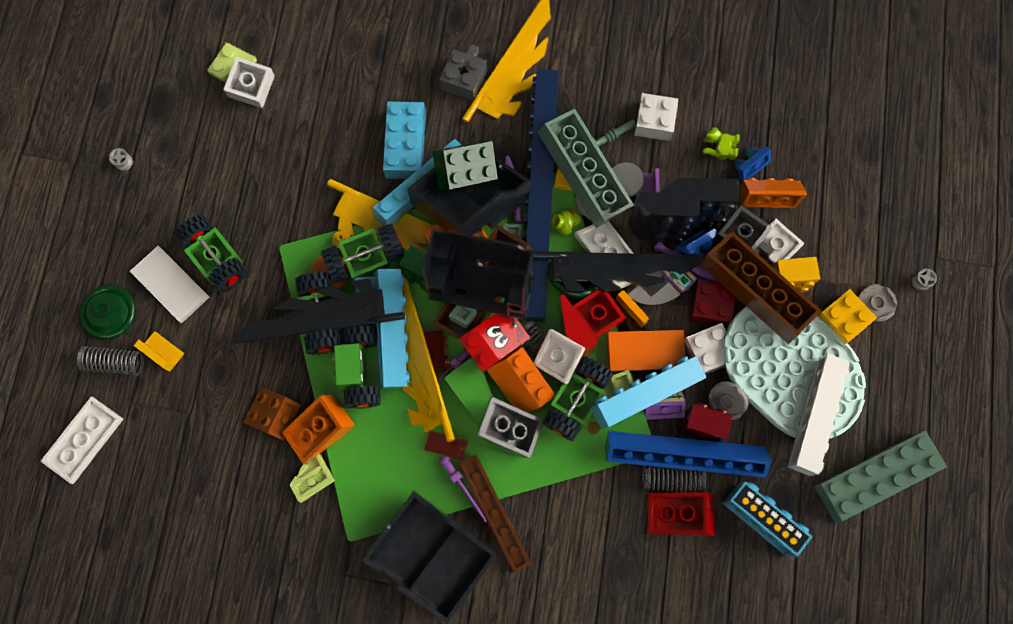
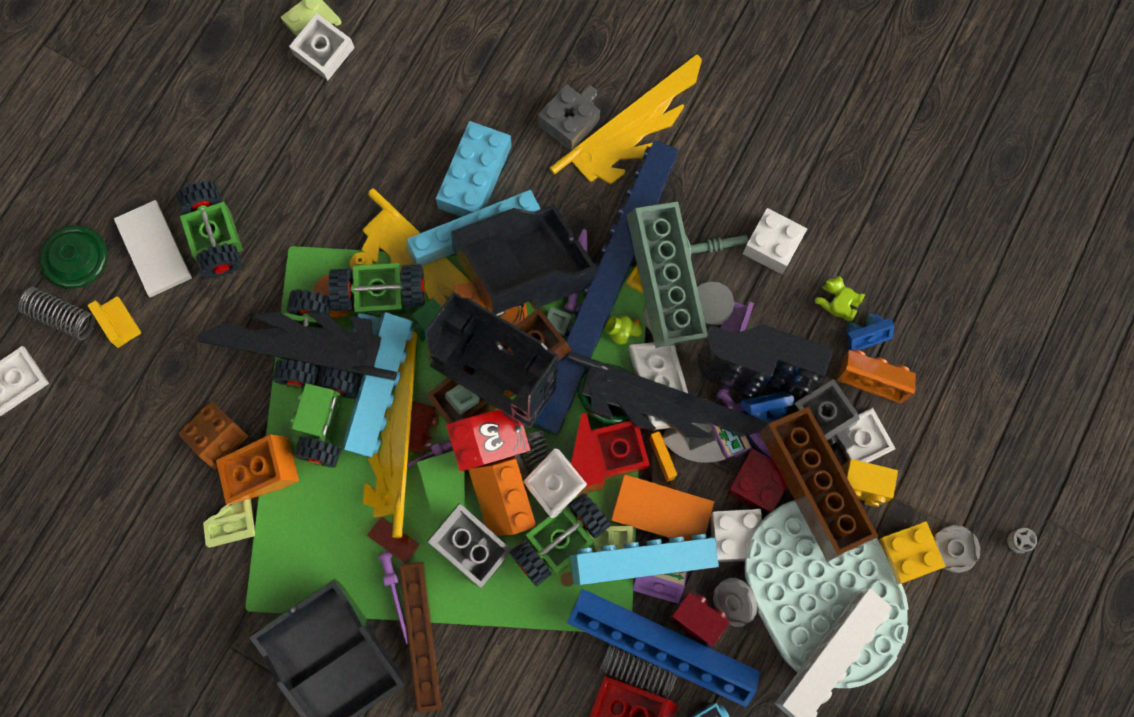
camera: 15 degrees right, 0 degrees up
(117, 155) = (146, 82): light grey wheel -> none
(464, 165) = (528, 225): brick -> none

